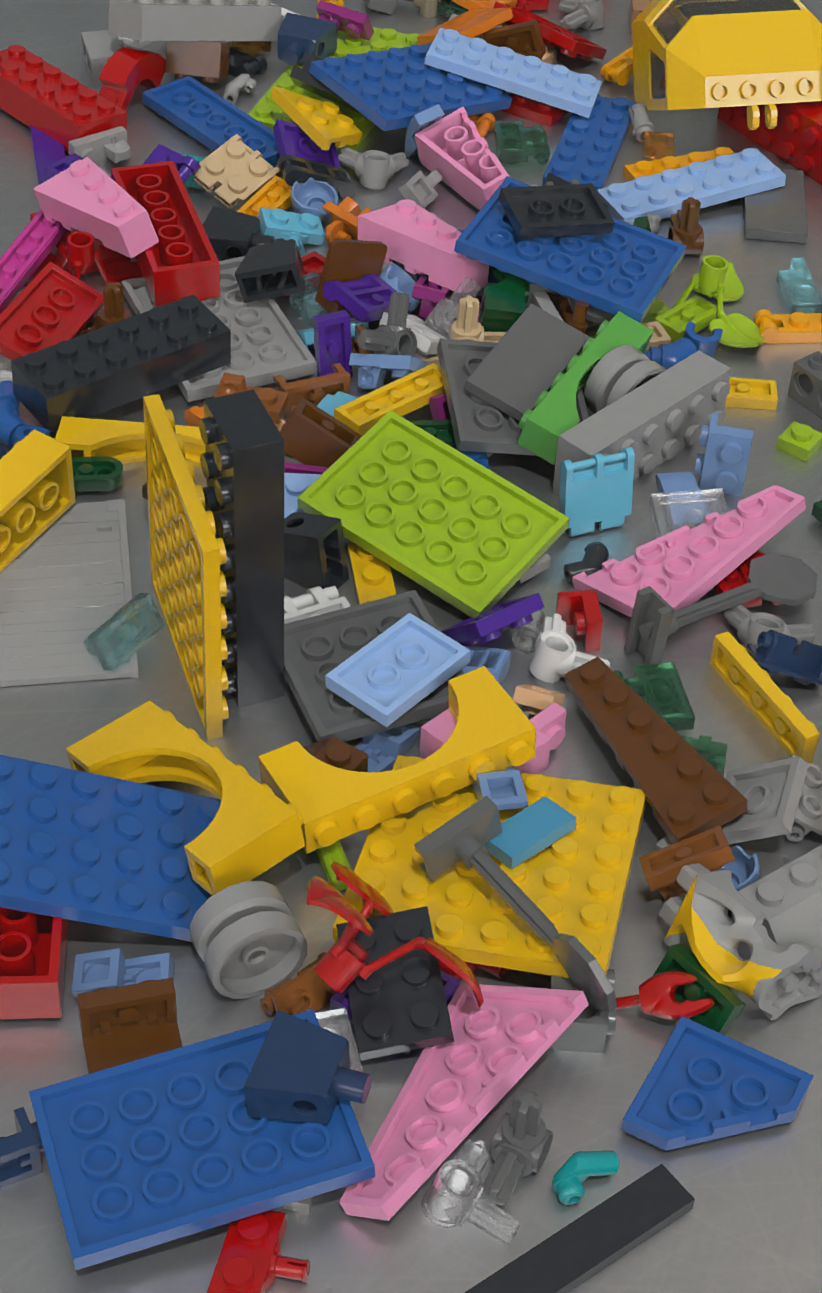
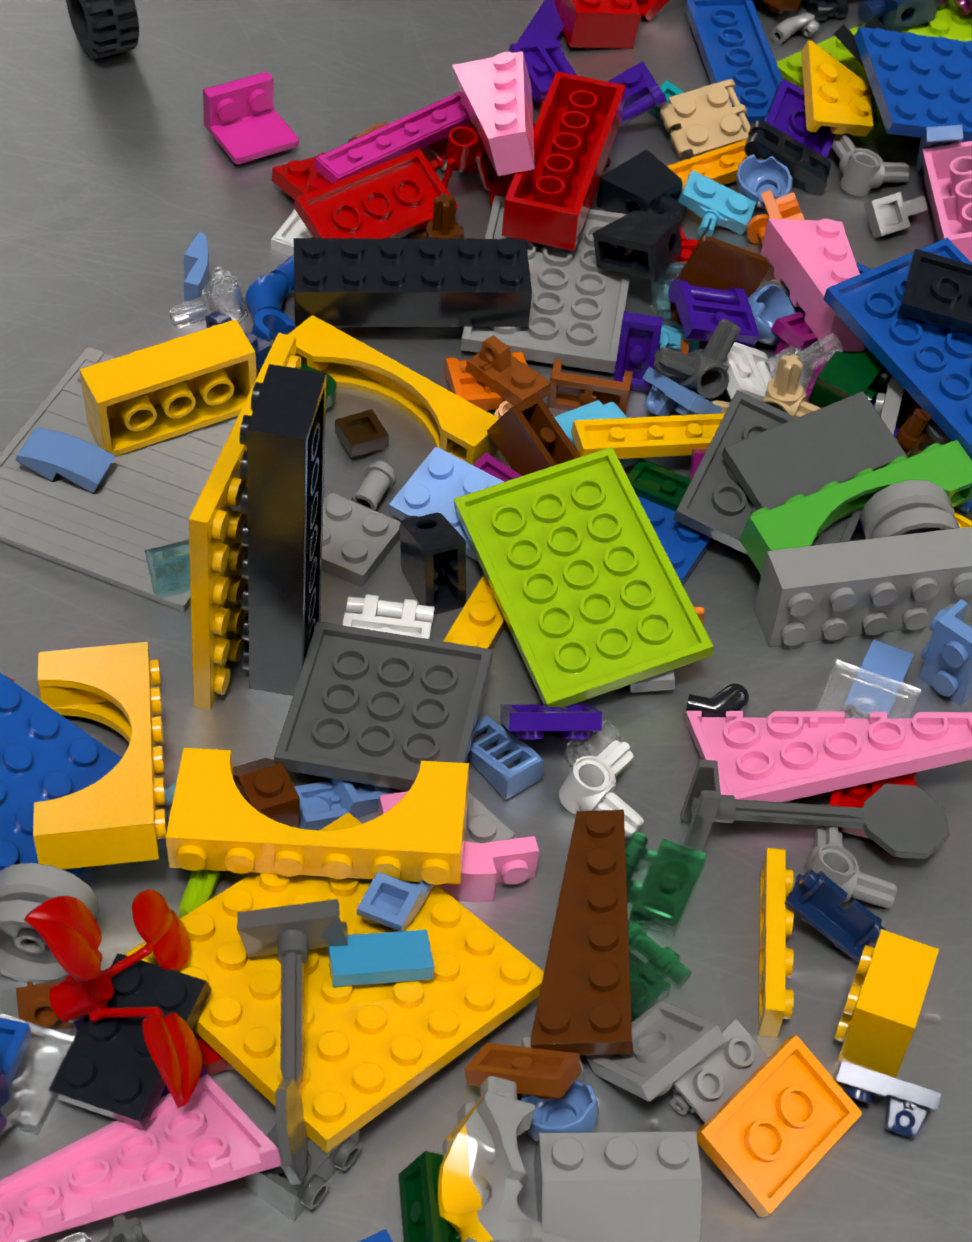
camera: 30 degrees right, 5 degrees up
(103, 146) = (594, 43): light grey hinge -> none
(397, 669) = (394, 724): light blue plate -> none
(536, 698) = (535, 820): light nougat plate -> none
(583, 612) = (659, 758): red bracket -> none
(597, 491) = (773, 631): medium azure plate -> none
(658, 997) = (380, 1197): red hand -> none

